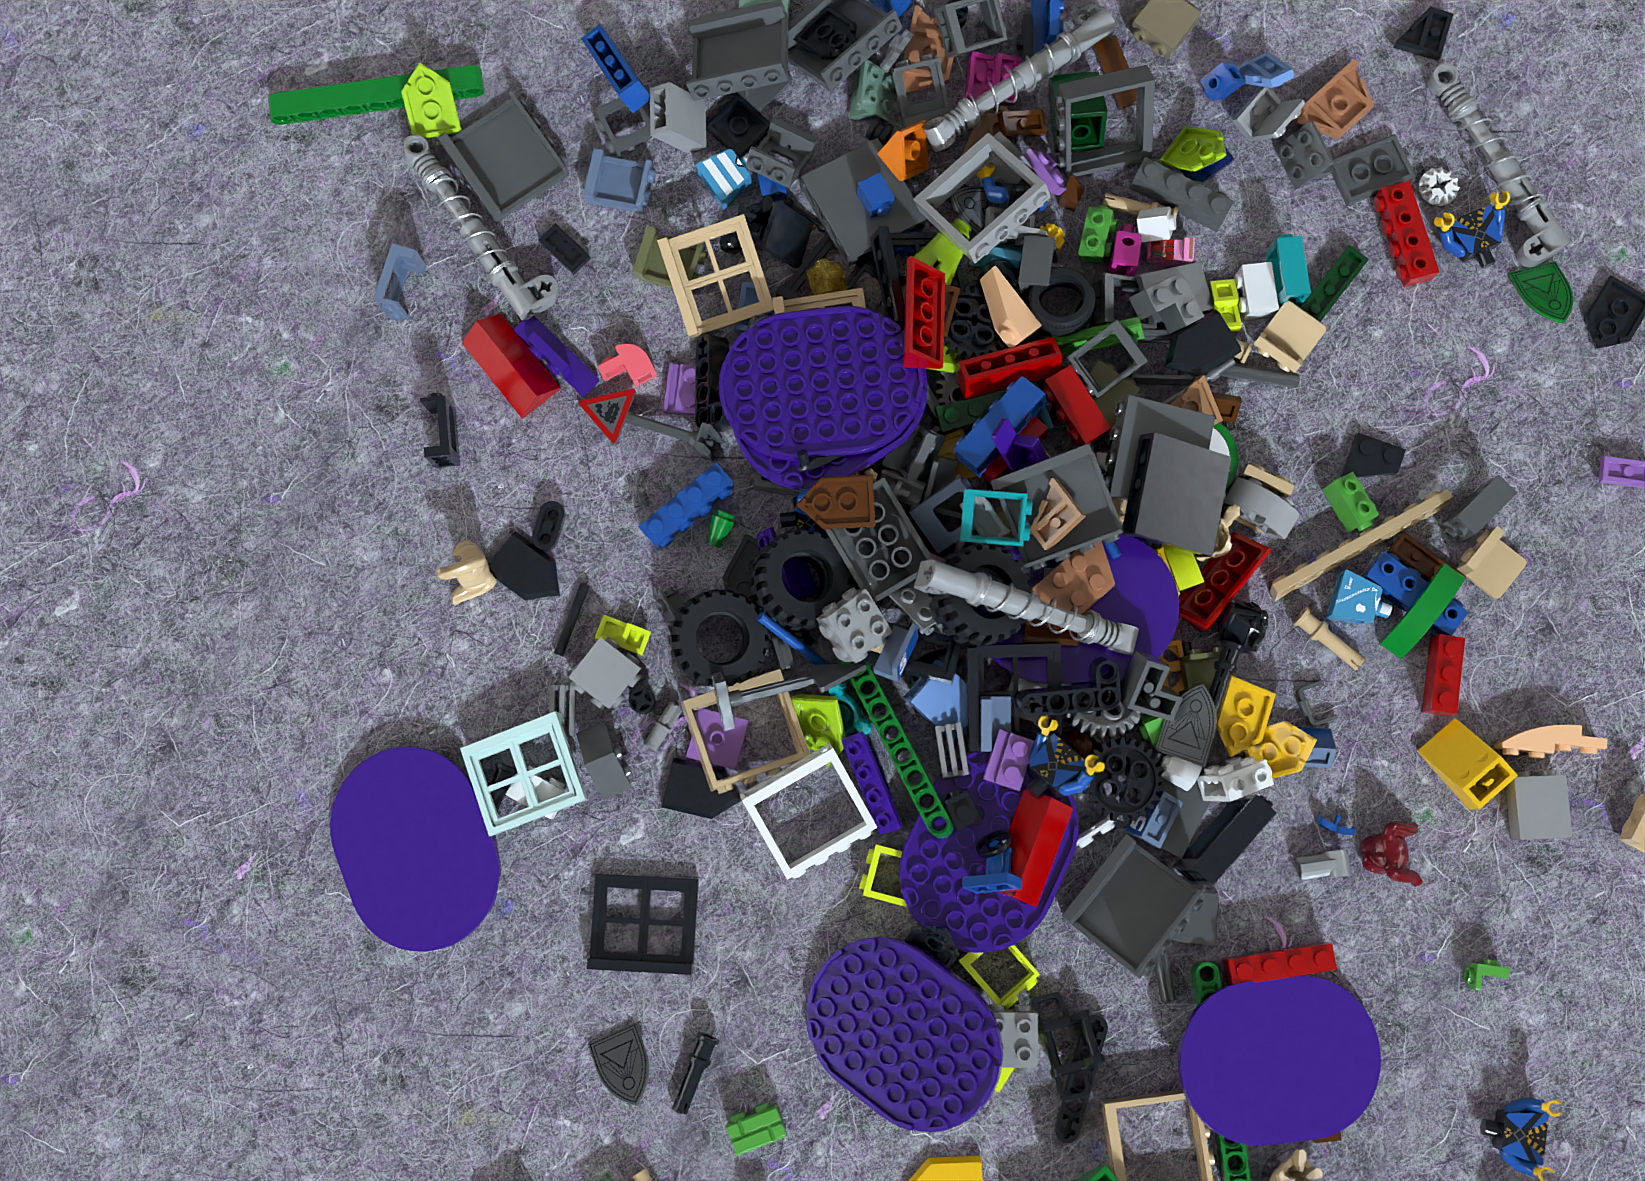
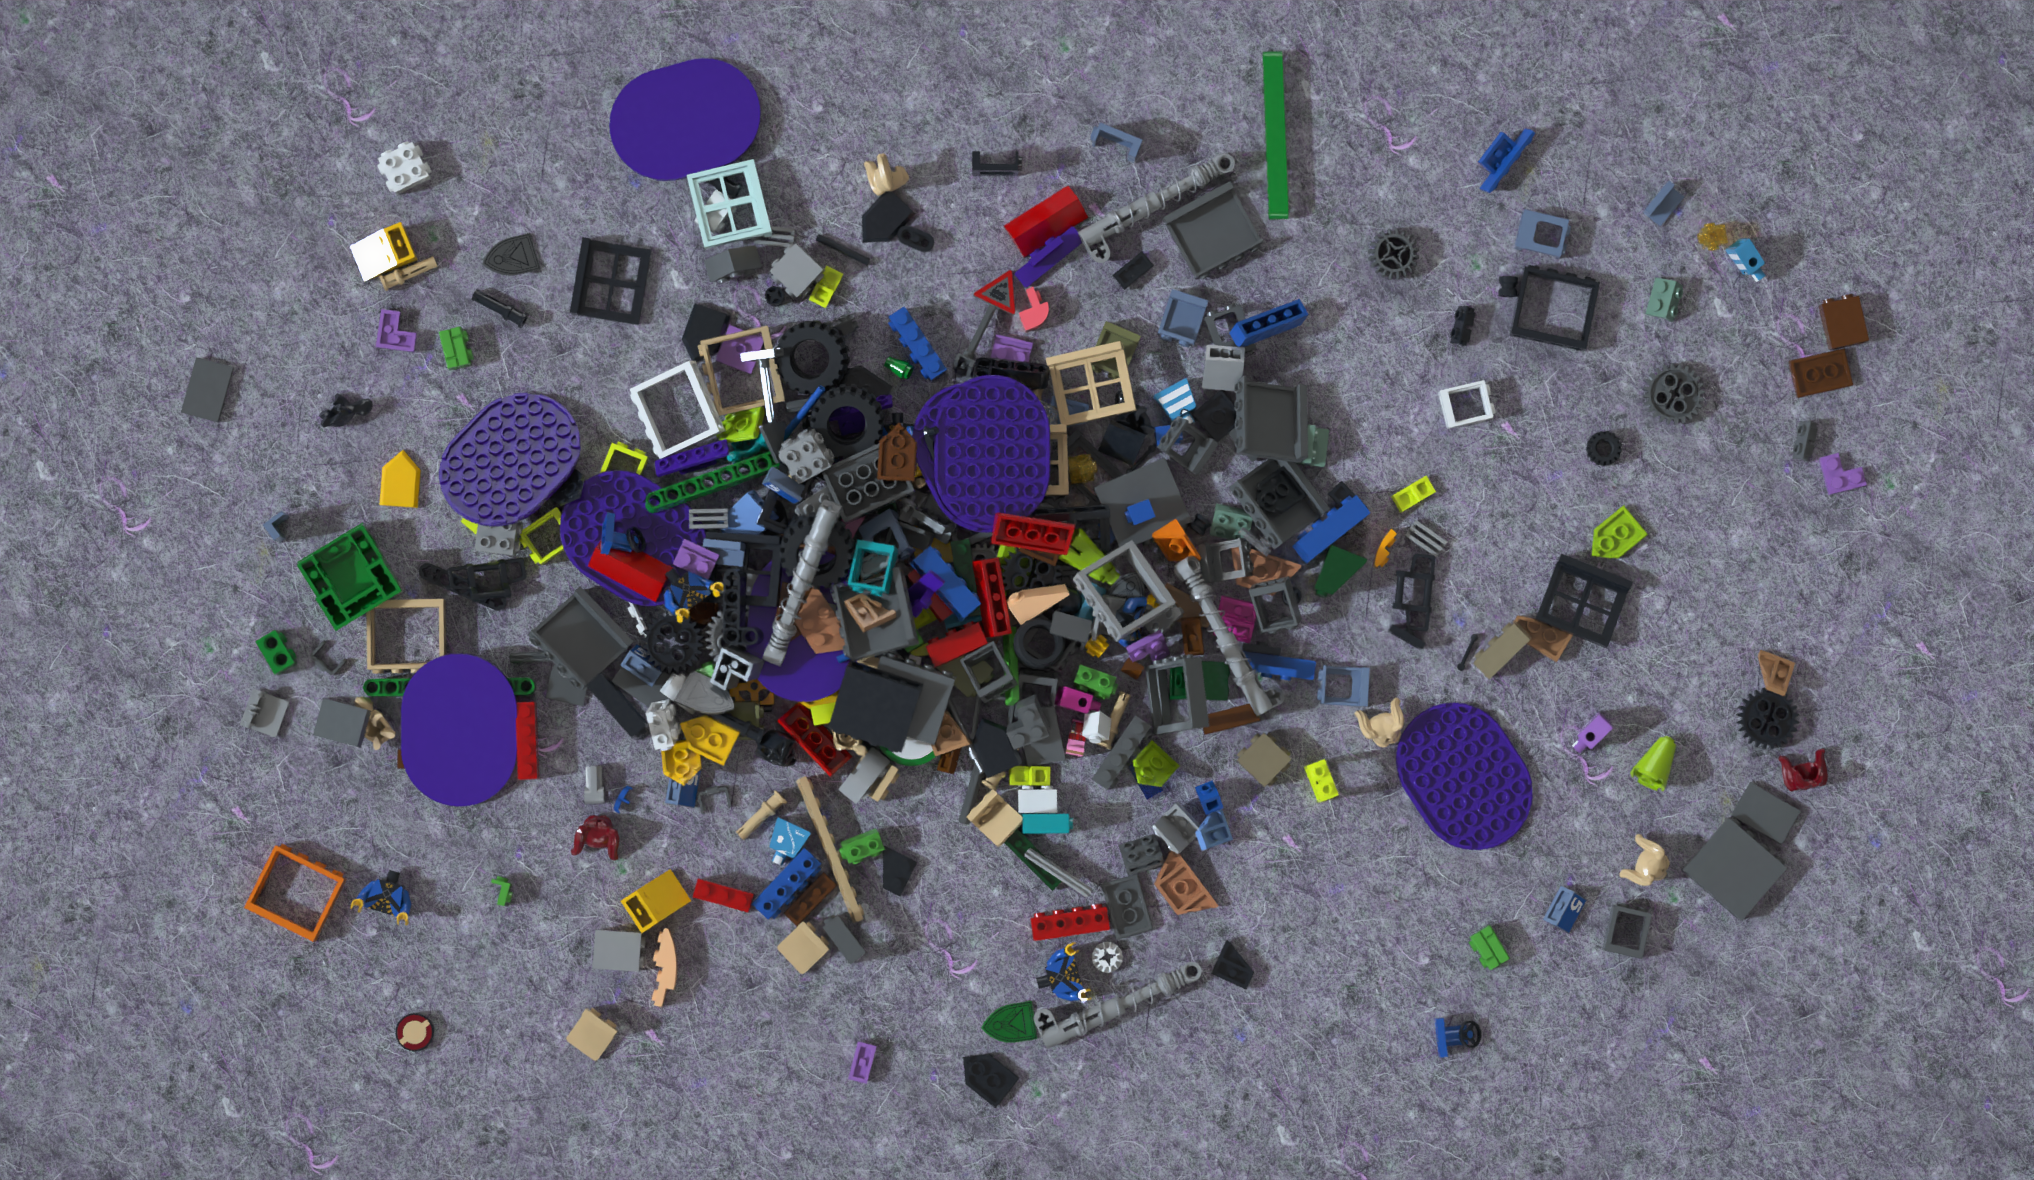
camera: 90 degrees right, 5 degrees up
(430, 104) = (1258, 176): lime tile -> none
(663, 726) = (753, 310): light grey axle -> none
(961, 809) = (664, 520): black bracket -> none
(1346, 252) = (1058, 872): none -> light grey axle
(1424, 611) = (773, 886): green slope -> none

